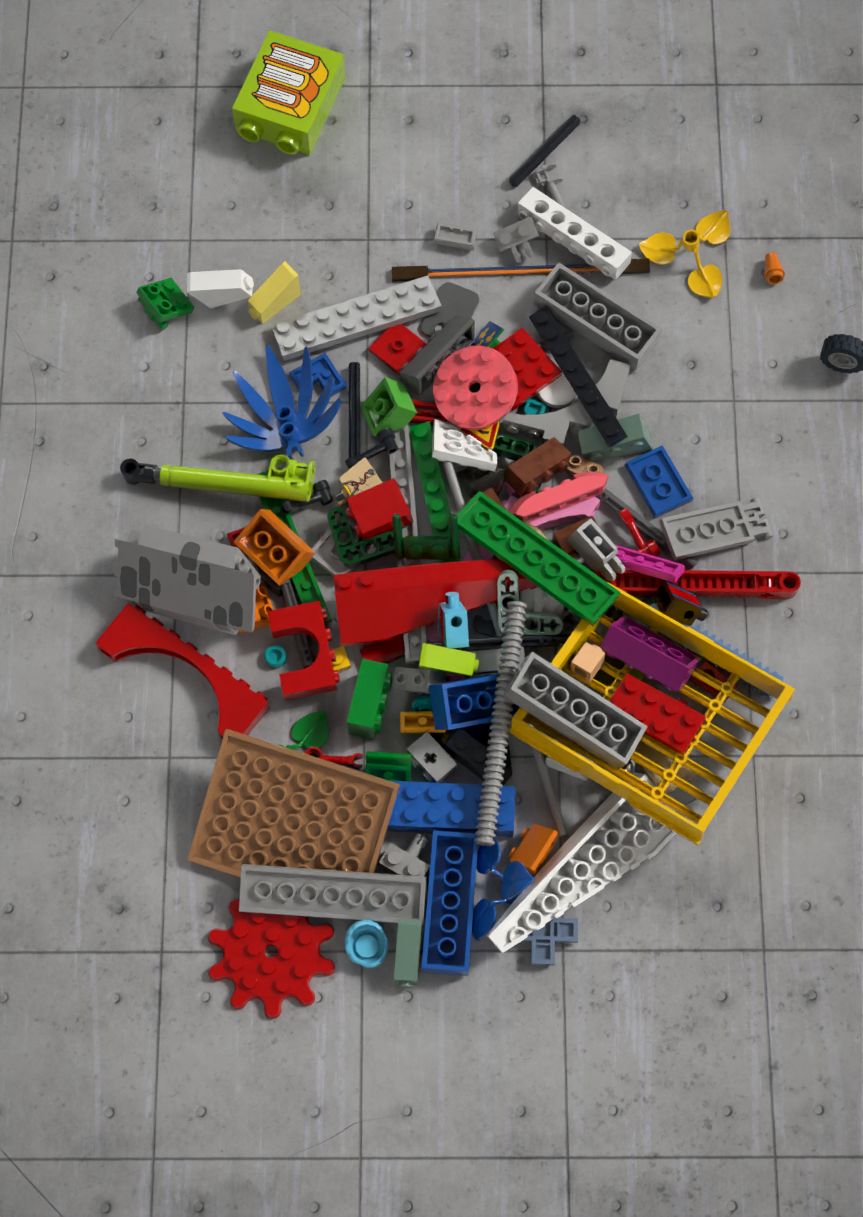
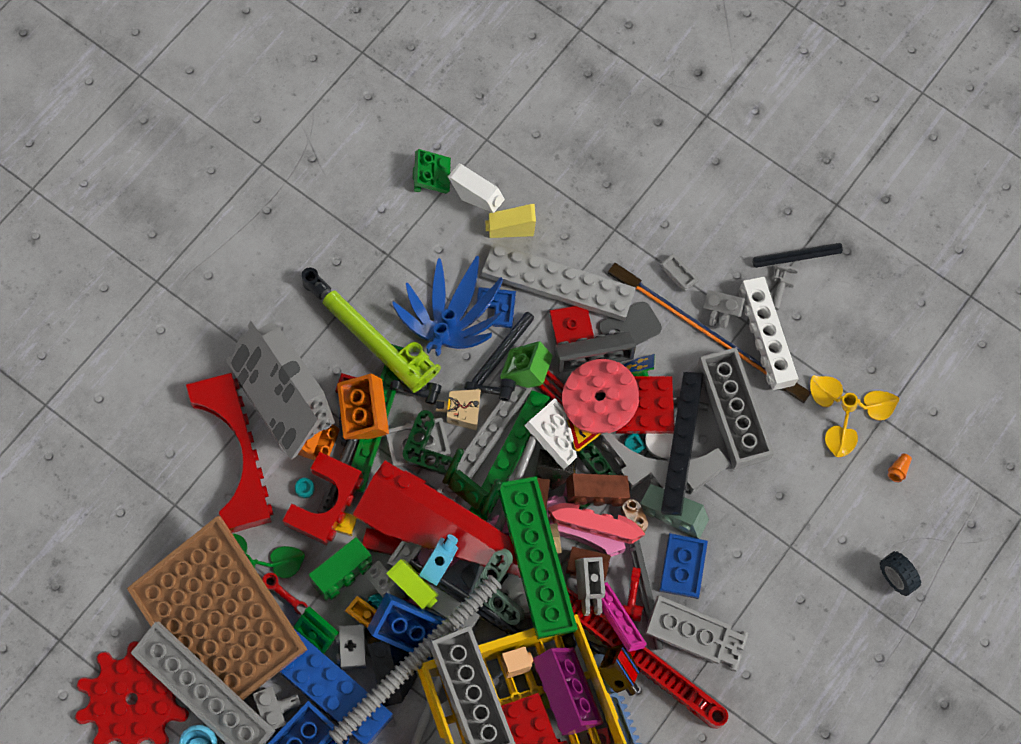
camera: 30 degrees right, 0 degrees up
(288, 93) = (639, 81): lime brick -> none
(375, 509) = (456, 432): red brick -> none

